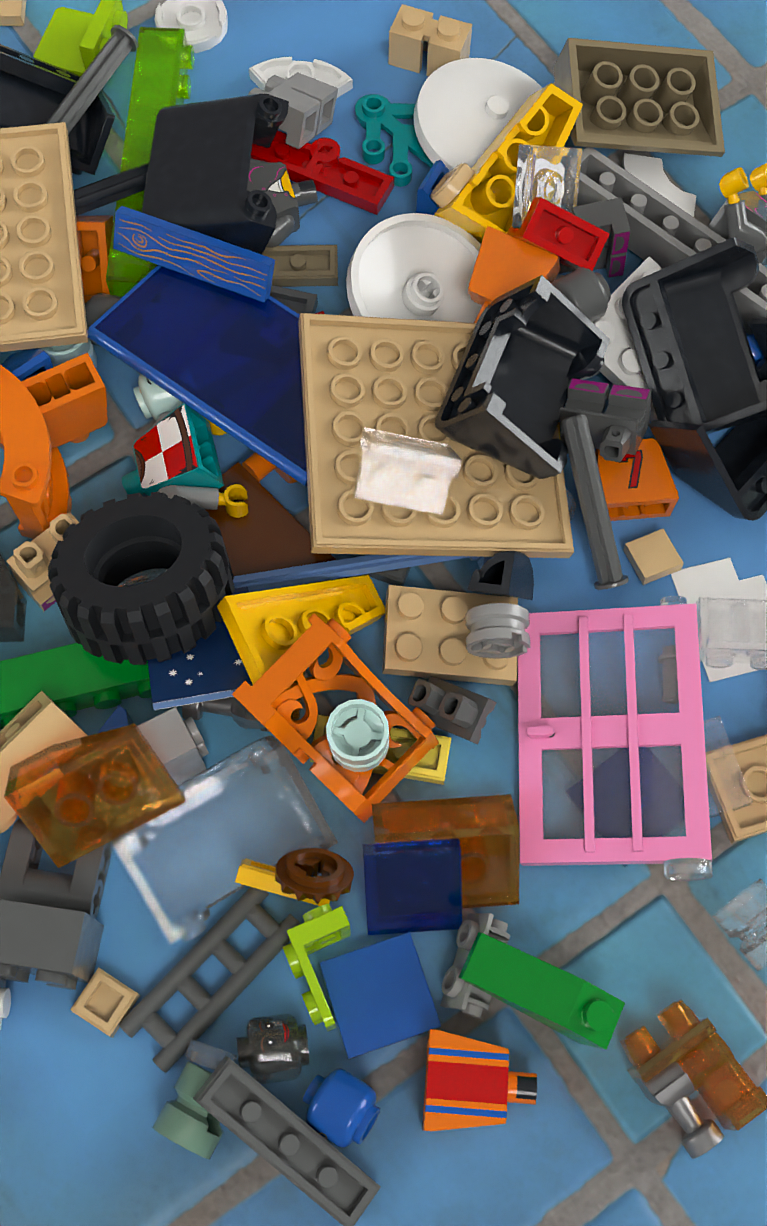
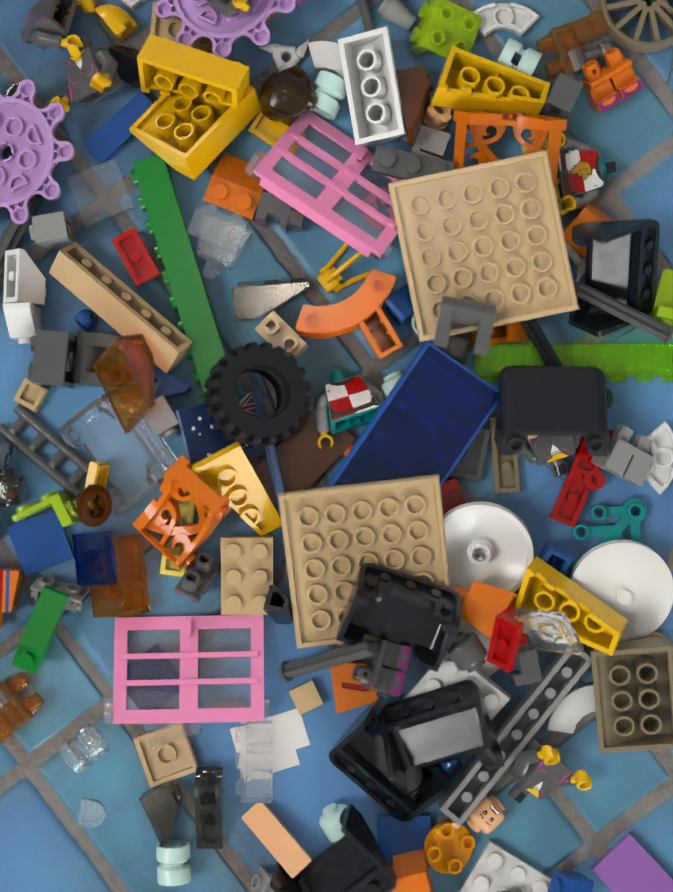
camera: 90 degrees right, 20 degrees up
(42, 271) = (468, 313): none -> dark grey connector
(193, 253) = (484, 402): blue tile -> none
(358, 735) = (168, 526): light aqua wheel -> none
(405, 471) = (331, 547): clear bracket -> none
(451, 184) = (550, 567): tan tile -> none
(497, 630) = (240, 603): light grey wheel -> none

